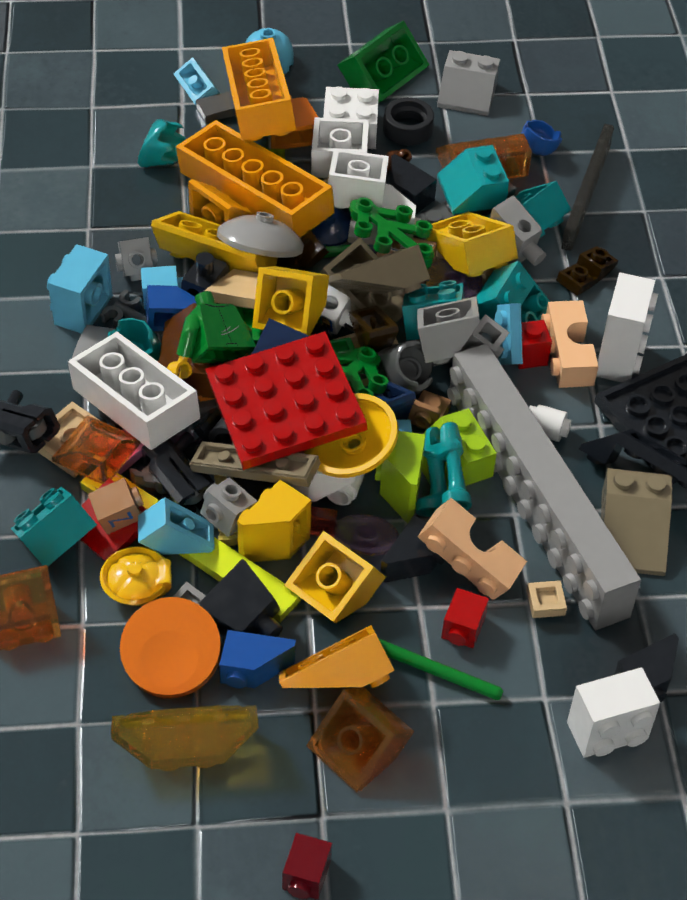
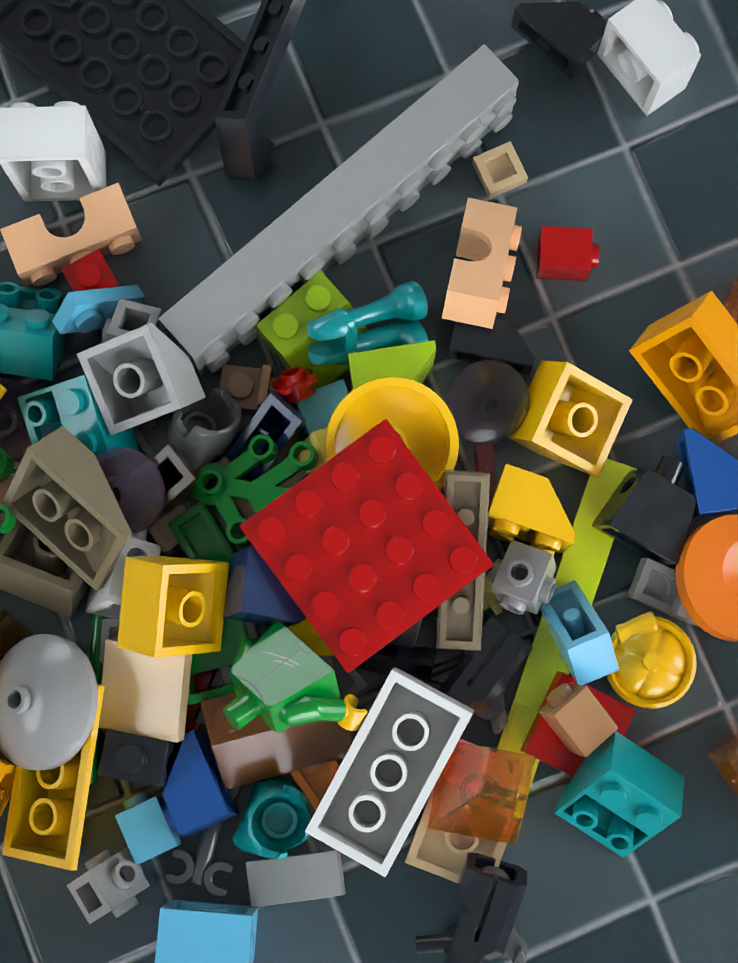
camera: 105 degrees left, 30 degrees up
(377, 306) = (139, 485): none -> clear purple dish
(417, 418) = (296, 384): none -> red plate
(442, 671) = (638, 277): green bar -> none
(552, 421) = (222, 230): white brick -> none
(638, 516) = (346, 91): dark tan slope -> none

